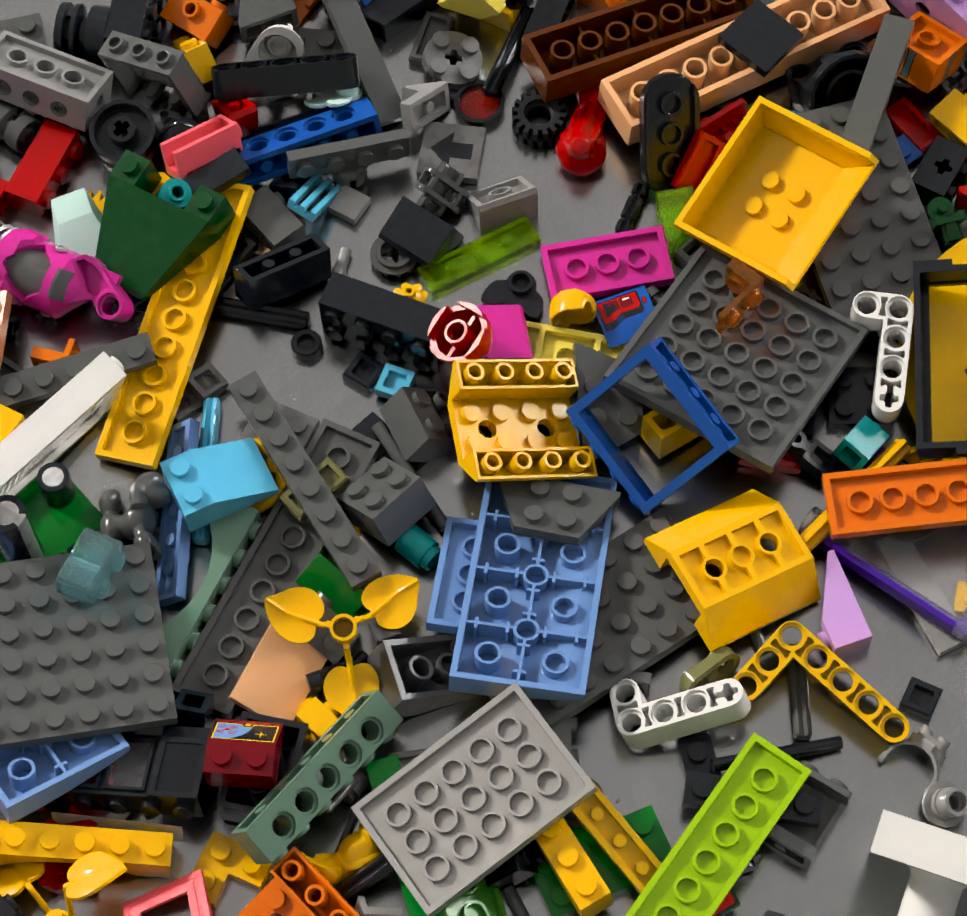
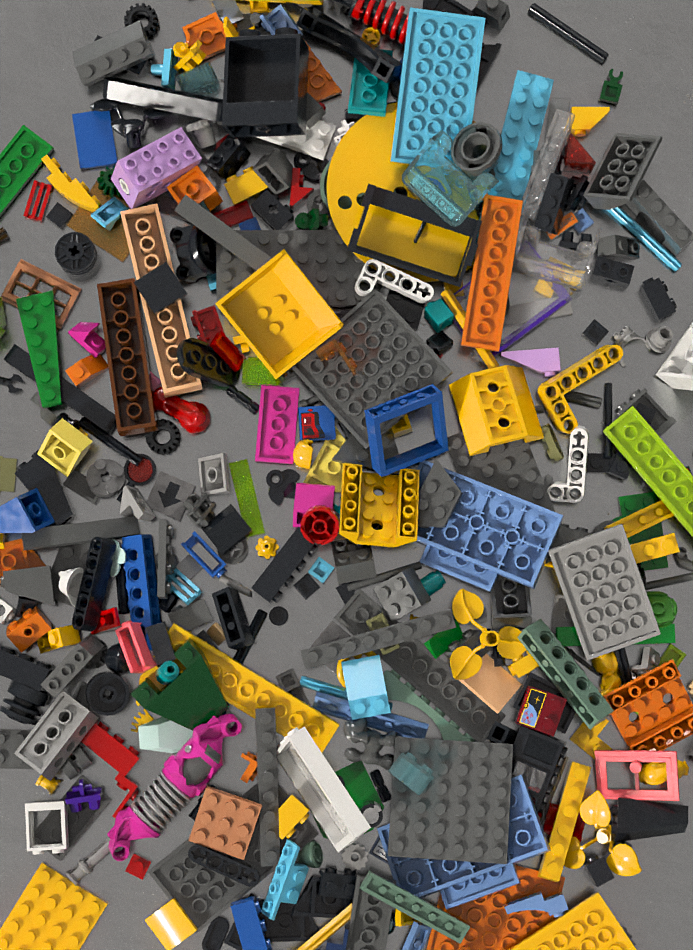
camera: 75 degrees left, 20 degrees up
(362, 212) = (191, 542): none -> blue window

